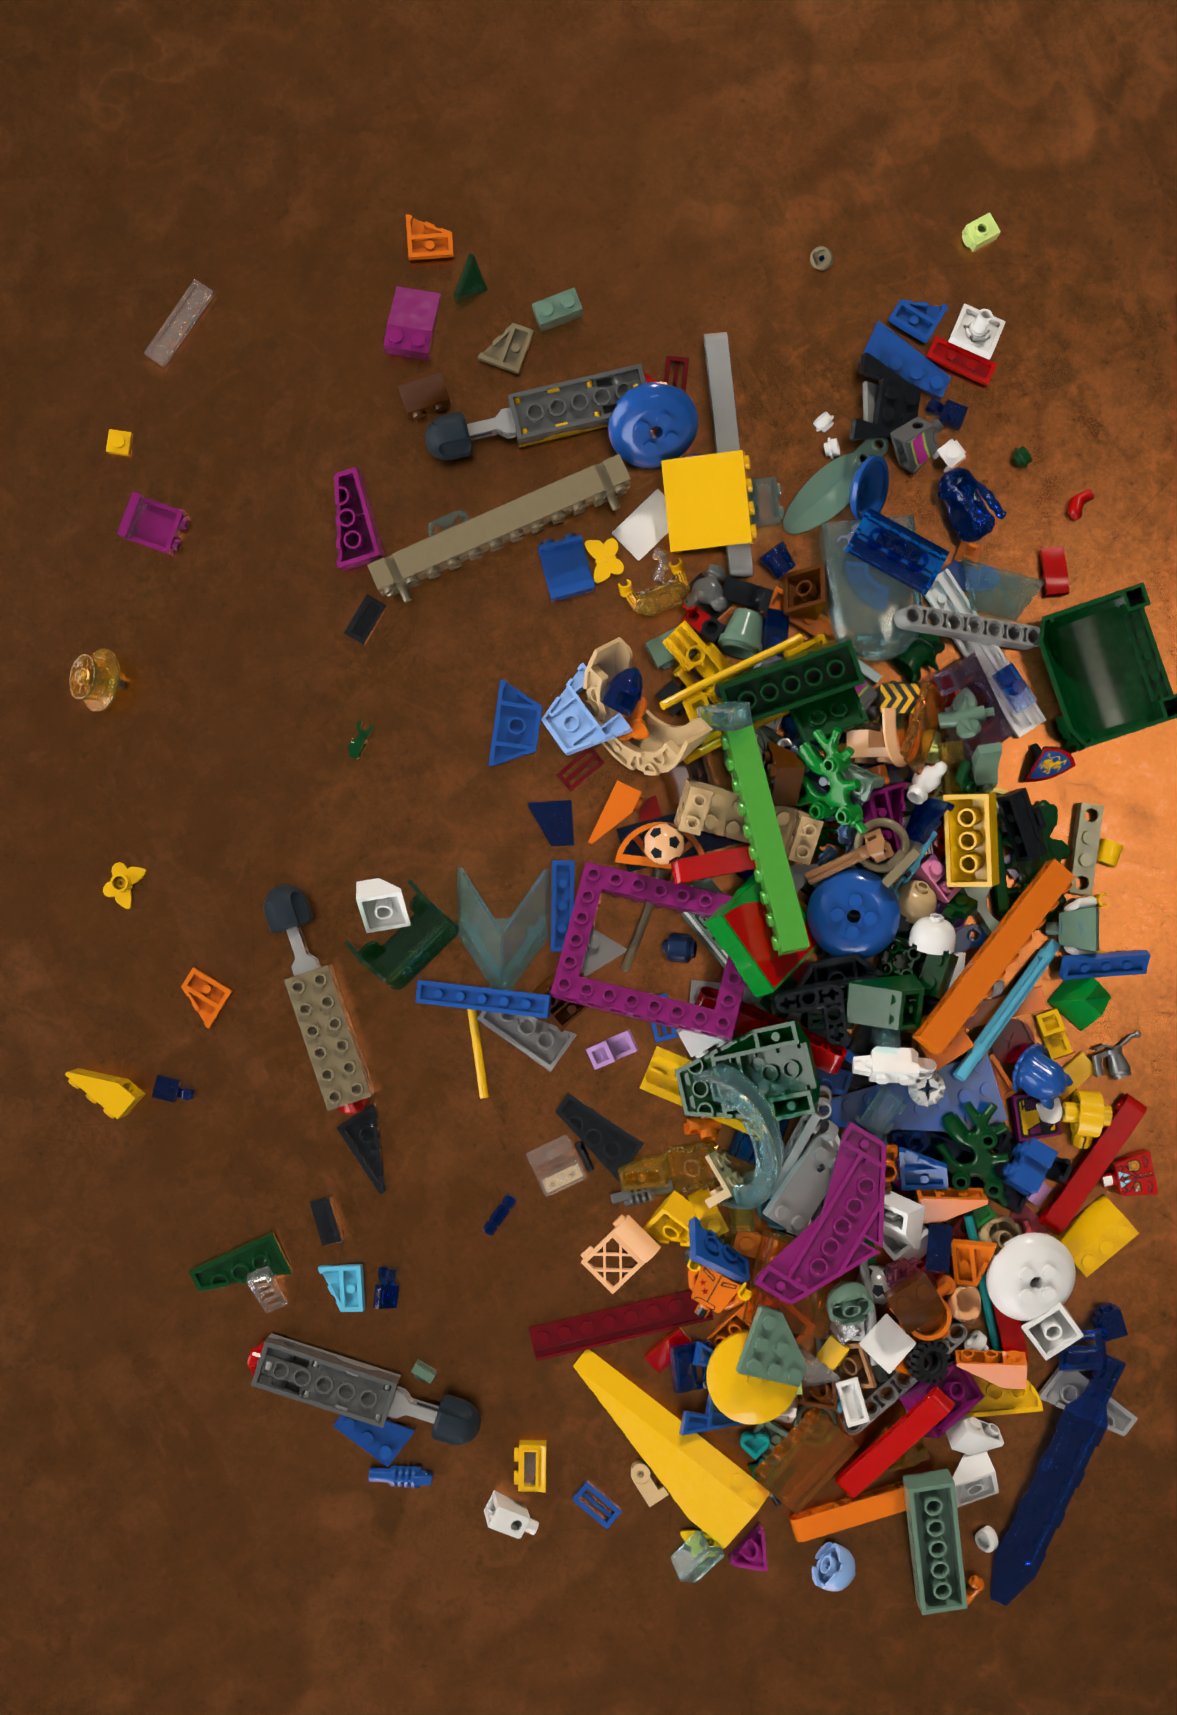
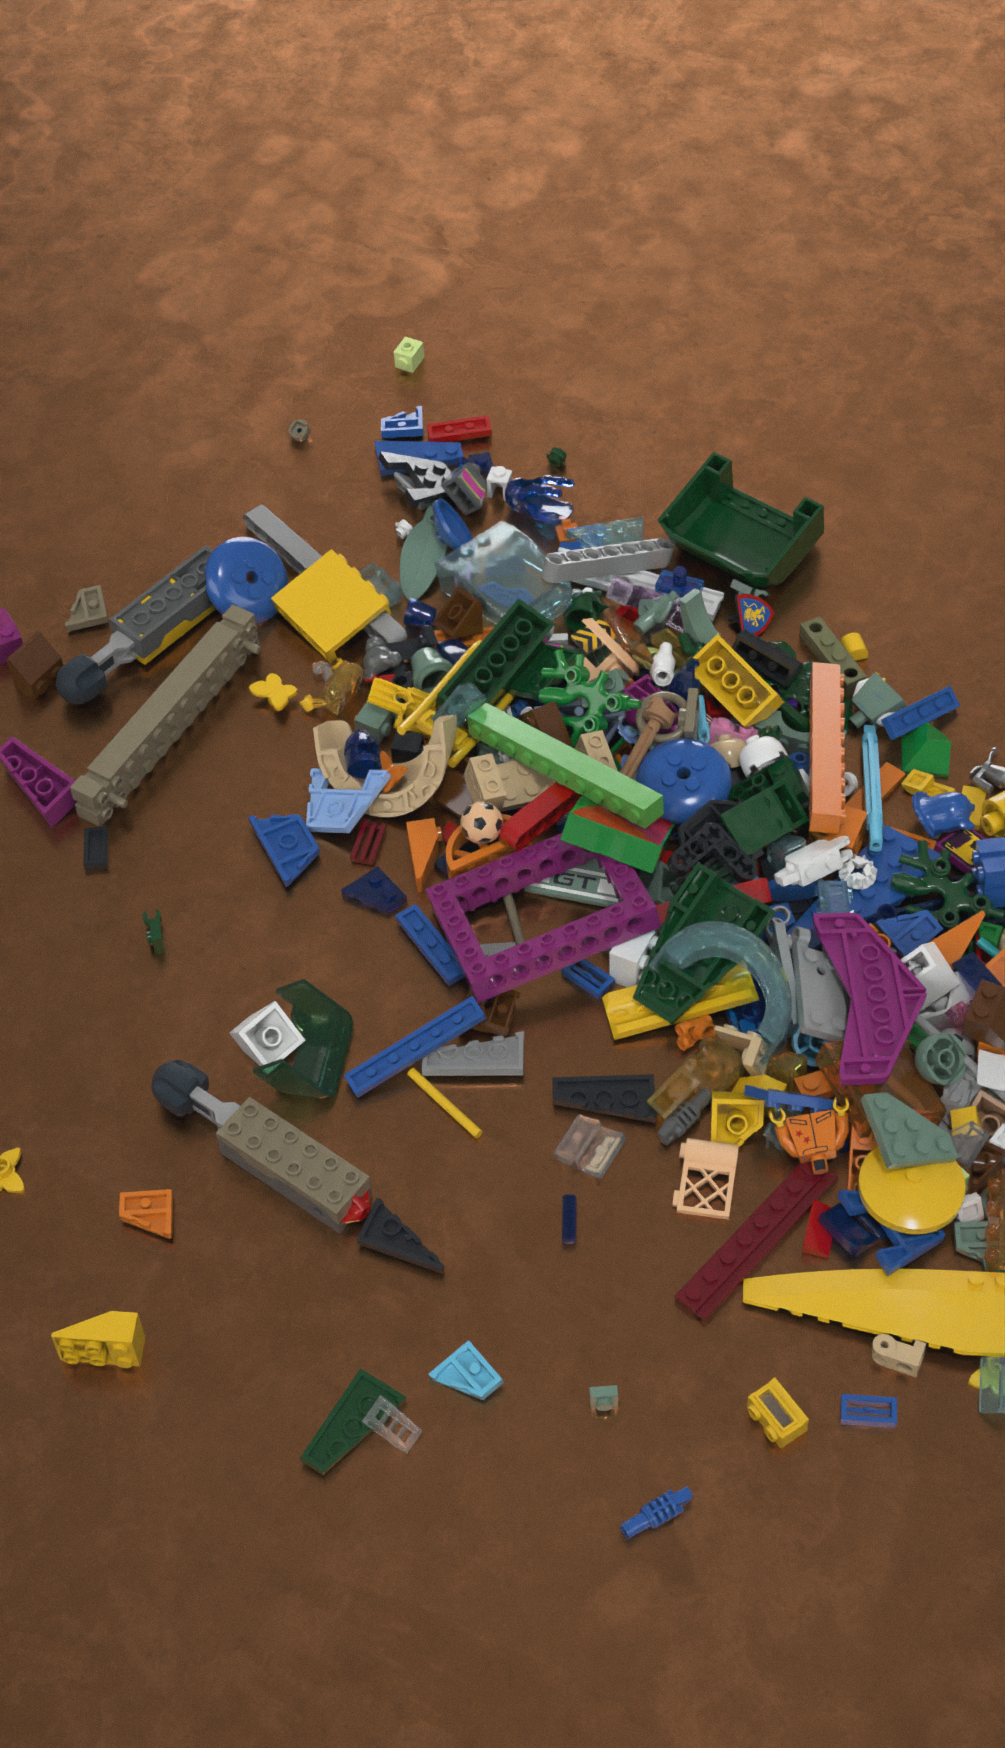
camera: 30 degrees left, 35 degrees down
(169, 1089) = (166, 1314): clear blue plate -> none
(327, 1220) = (408, 1326): black panel -> none
(354, 1389) = (545, 1450): dark grey piece -> none
(379, 1442) = (599, 1493): blue wing -> none
(387, 1292) = (512, 1351): clear blue plate -> none
(471, 281) = (24, 586): clear green slope -> none
(503, 945) = (389, 1000): clear light blue windscreen -> none
(509, 1516) = (791, 1469): white torso -> none
(557, 309) = (110, 563): sand green piece -> none
(566, 567) = (245, 717): blue panel -> none
(584, 1156) = (609, 1123): black pin -> none
(612, 1049) = (565, 1025): lavender slope -> none
(644, 526) = (292, 658): white sticker -> none
(680, 947) = (560, 911): dark blue head -> none
(755, 1443) = (966, 1248): teal tile -> none
(823, 422) = (383, 518): white plate -> none
(897, 551) = (508, 539): clear blue slope -> none
(978, 327) = (455, 403): white plate -> none
(1012, 1041) = (899, 813): dark red tile -> none
(1050, 1116) = (970, 836): white tile -> none
(1054, 571) = (644, 506): red slope -> none
(1076, 503) = (624, 461): red arm -> none

